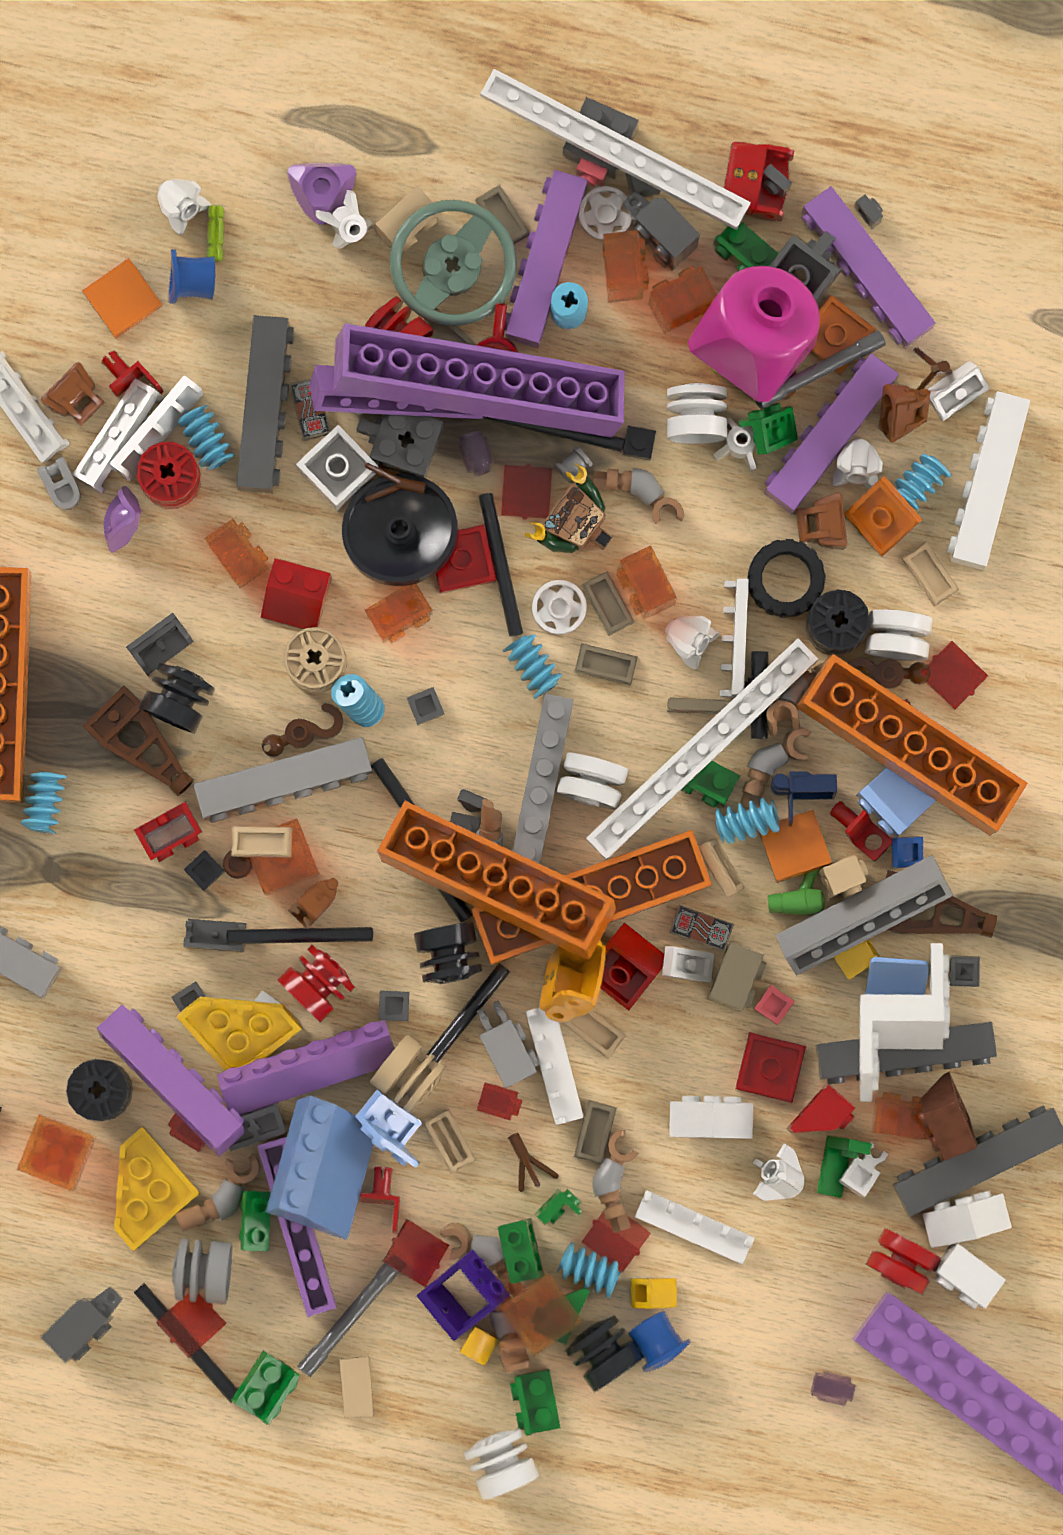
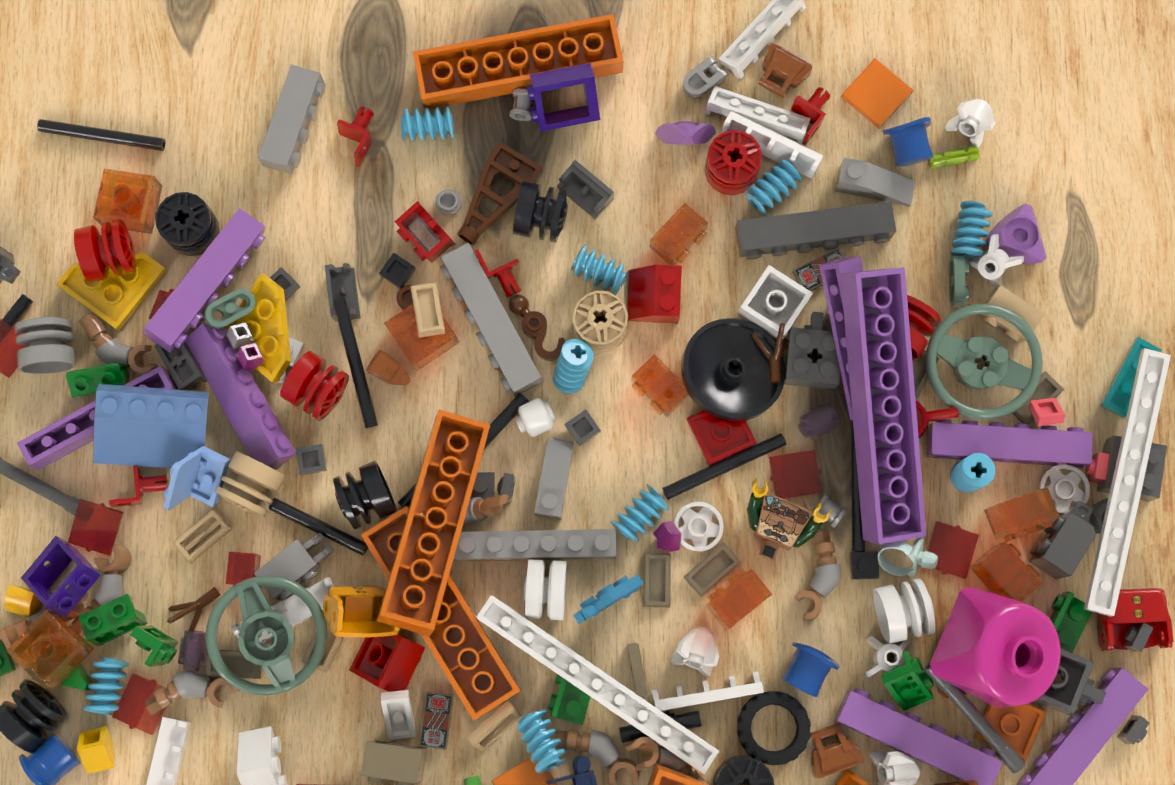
camera: 80 degrees right, 5 degrees down
(31, 882) = (357, 132): none -> red bracket
(35, 642) = (558, 79): none -> dark purple window
(44, 692) = (521, 105): none -> light grey bush
(113, 1181) = (99, 251): none -> red wheel
(137, 798) = (448, 202): none -> light grey plate
(211, 1058) = (229, 308): none -> sand green plate
(225, 327) = (873, 182): none -> light grey slope
(235, 754) = (503, 274): none -> red bracket
(246, 1058) = (235, 335): none -> light grey piece
(255, 648) = (599, 270): none -> medium azure piece
(270, 1051) = (244, 356): none -> magenta piece
(304, 237) = (970, 230): none -> medium azure piece
(345, 262) = (957, 290): none -> sand green plate
(403, 753) = (535, 417): none -> white head
(473, 748) = (554, 479): none -> light grey slope
(517, 129) = (1120, 390): none -> teal plate
(521, 210) = (1046, 411): none -> coral plate
(558, 1086) = (258, 618): none -> sand green piece
(564, 641) = (668, 537): none -> magenta piece
(571, 1170) = (193, 650): none -> brick
(615, 718) = (607, 597): none -> dark azure plate
(640, 387) = (915, 553): none -> light aqua piece
(642, 348) = (953, 548): none -> clear red piece
(734, 526) = (809, 669): none -> blue piece

